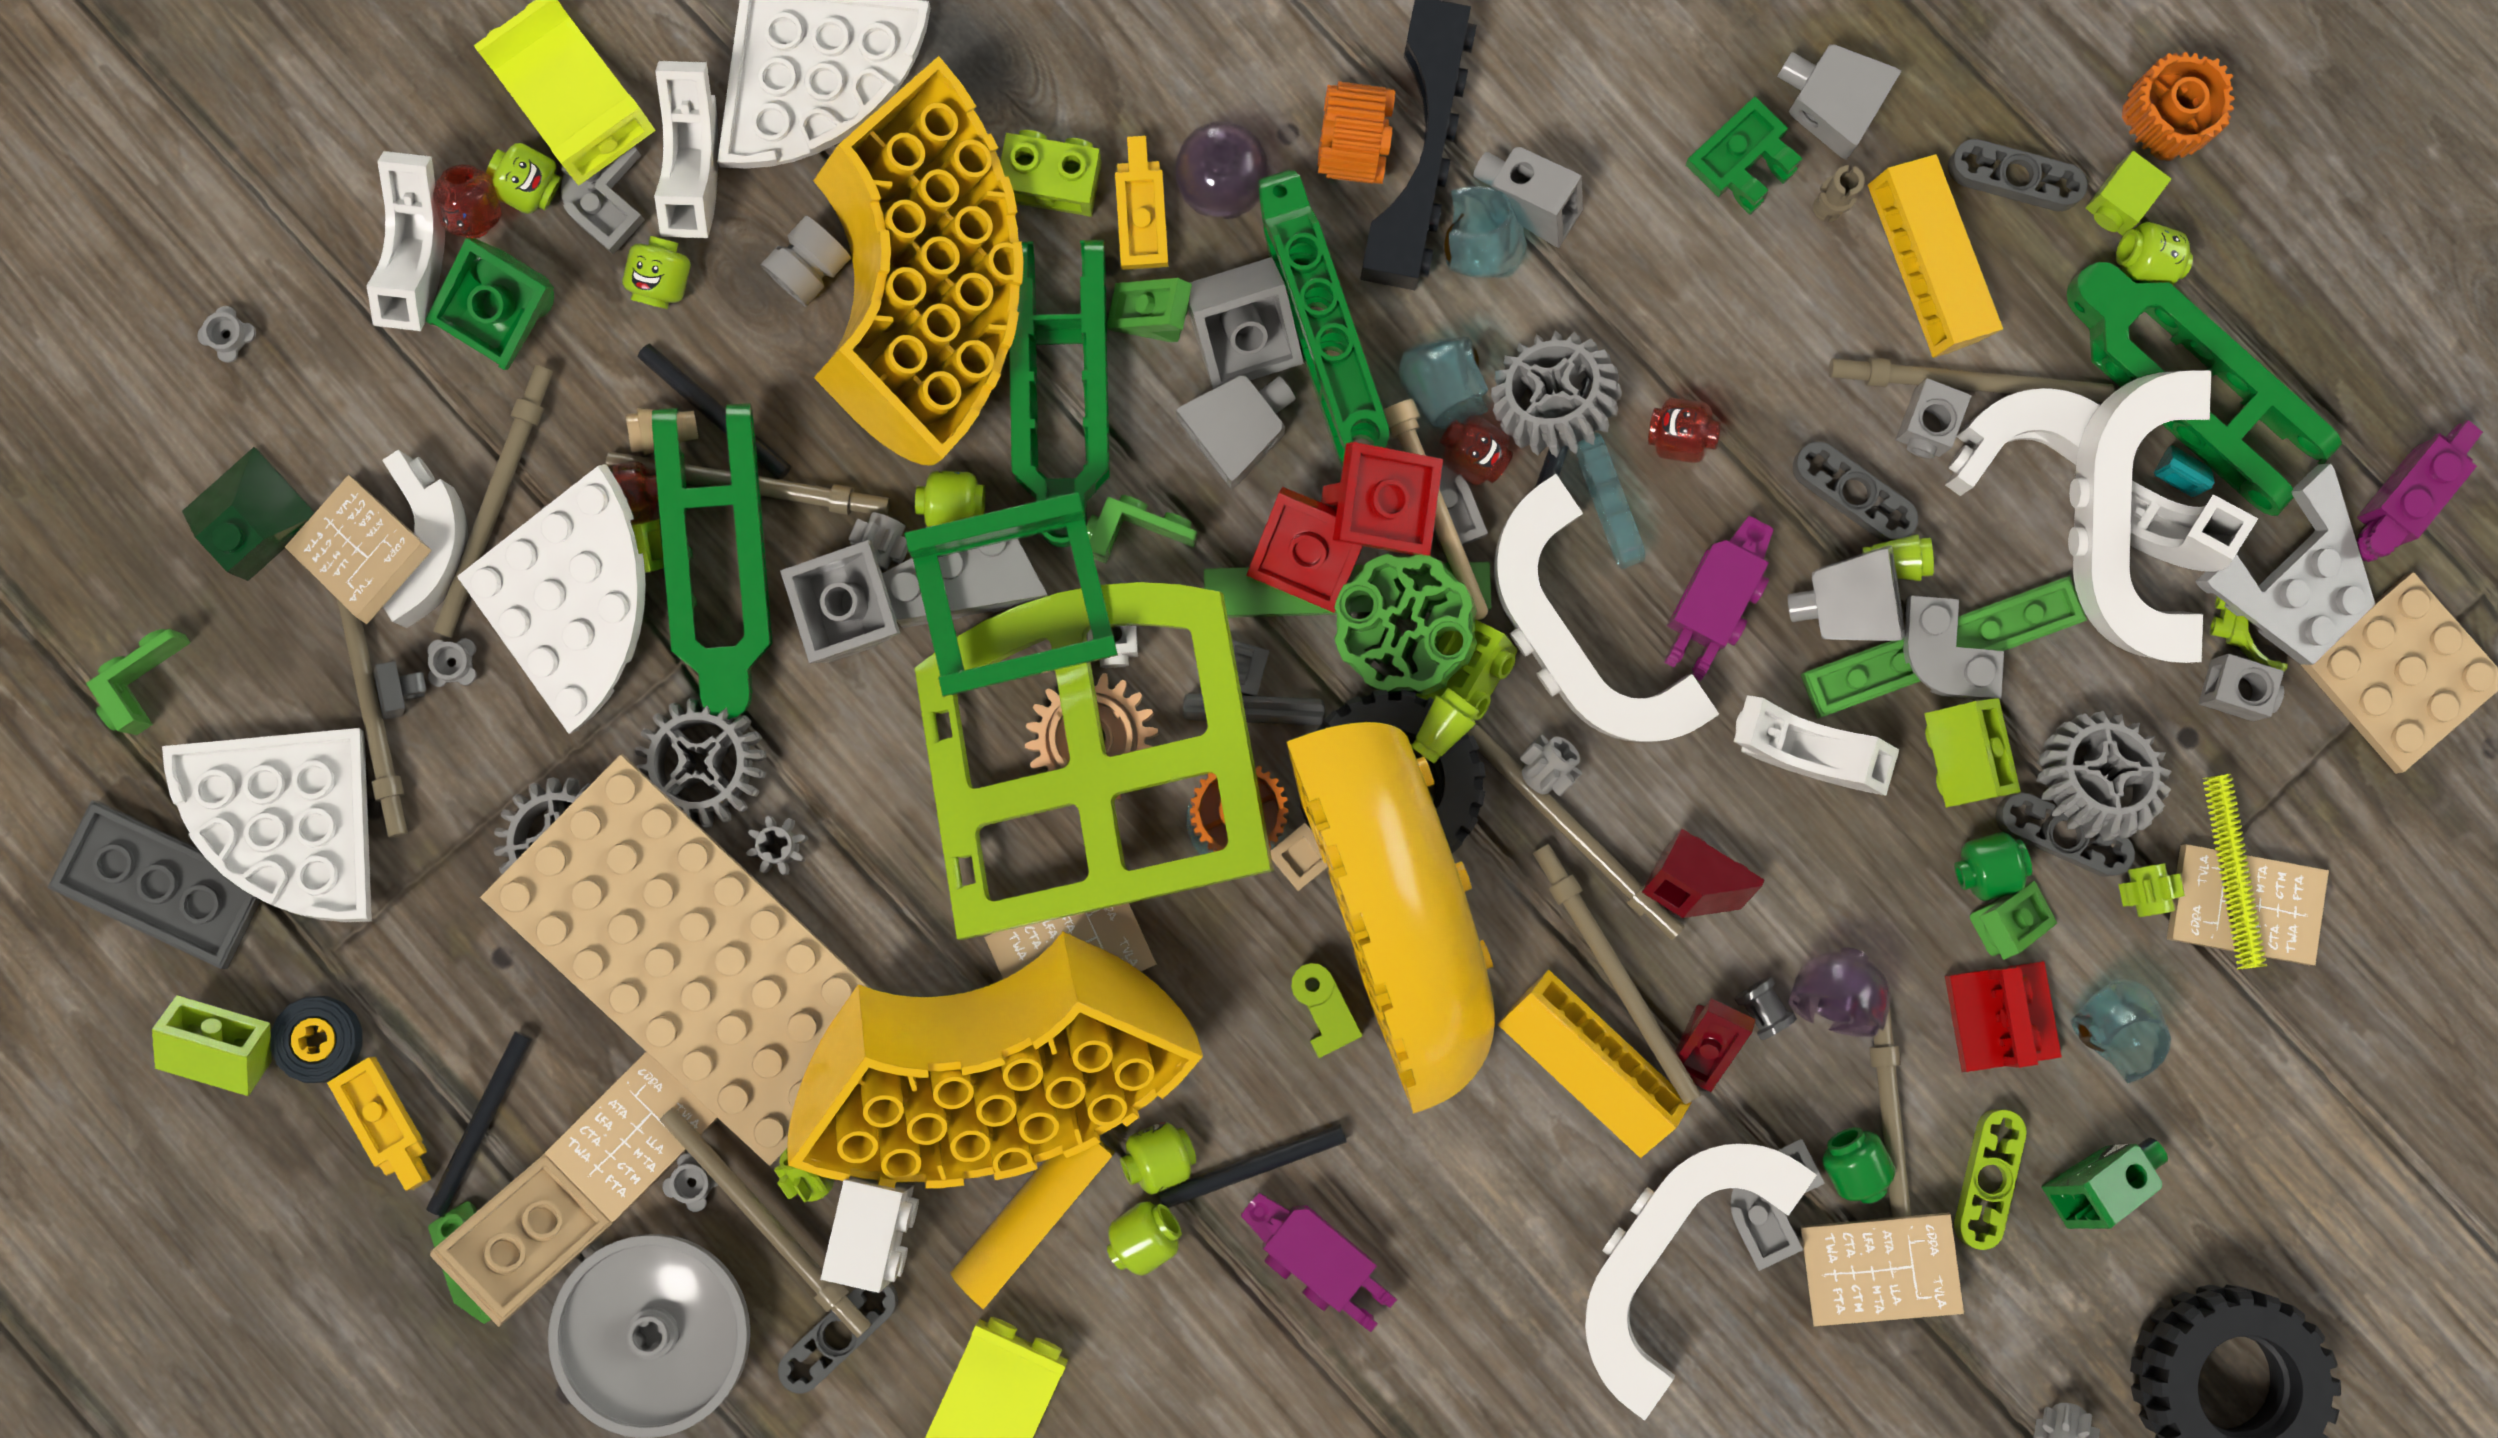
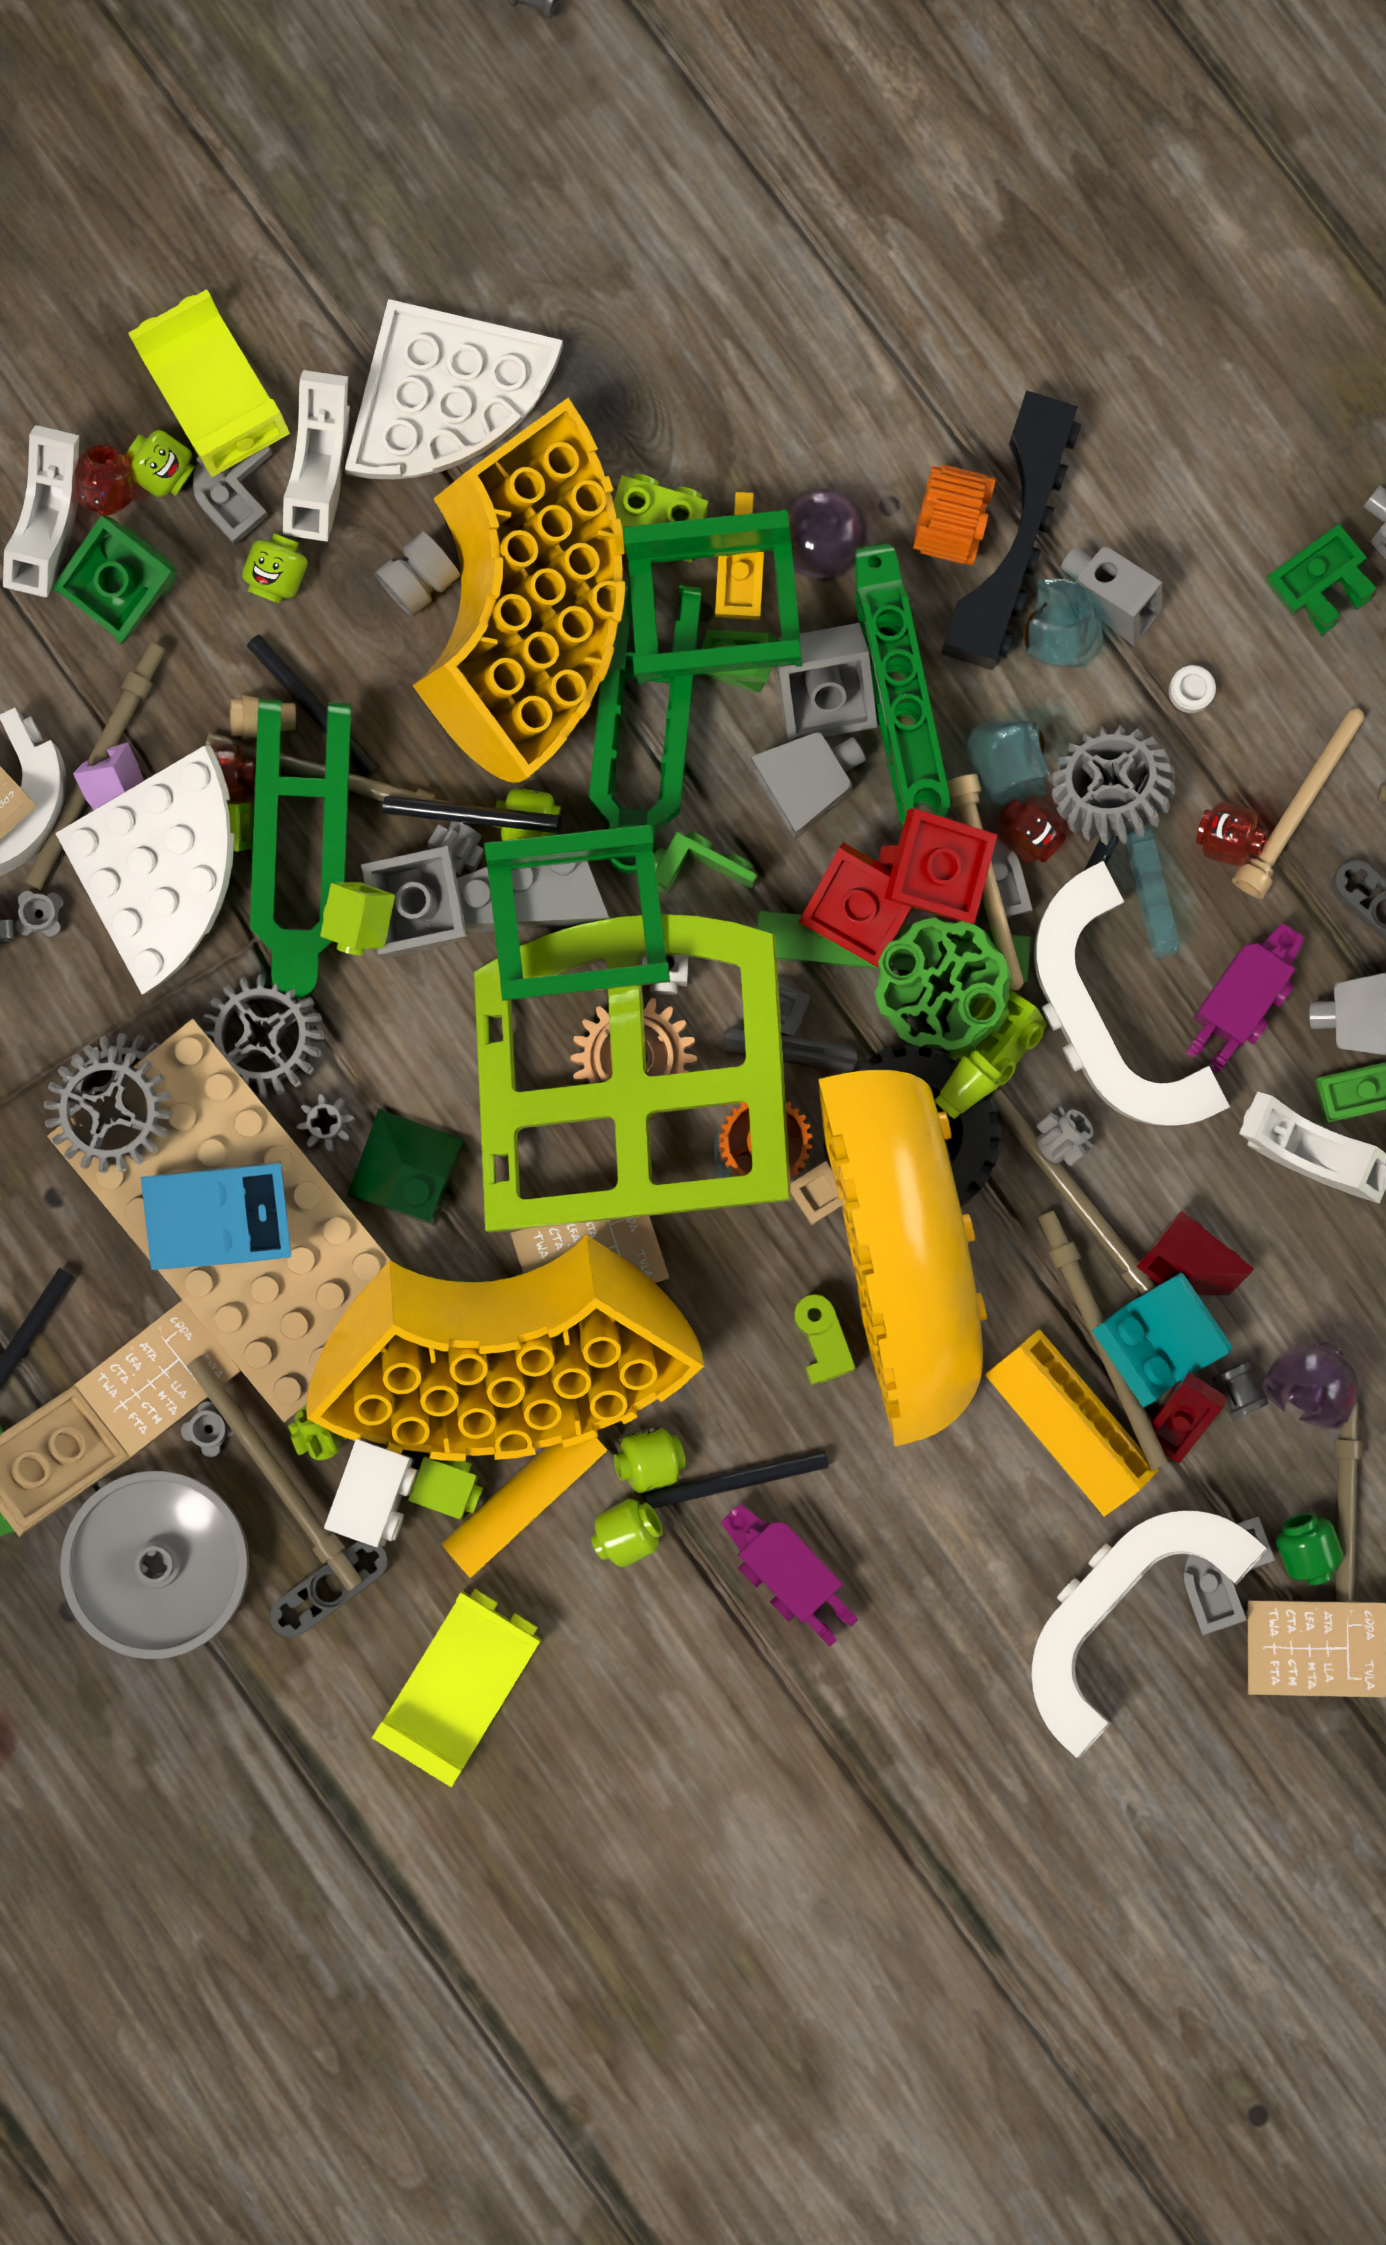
camera: 10 degrees right, 0 degrees up
(508, 510) = (109, 777): none -> lavender brick
(531, 886) = (92, 1146): none -> light grey gear
(670, 961) = (216, 1216): none -> dark azure slope
(781, 626) = (357, 917): none -> lime brick
(867, 881) = (406, 1167): none -> dark green slope
(892, 504) = (472, 814): none -> black bar
(948, 1215) = (446, 1487): none -> lime brick
(1100, 188) = (702, 540): none -> green piece
(1624, 285) = (1192, 689): none -> white tile
(1678, 965) = (1161, 1338): none -> teal bracket
(1714, 470) = (1256, 875): none -> tan piece

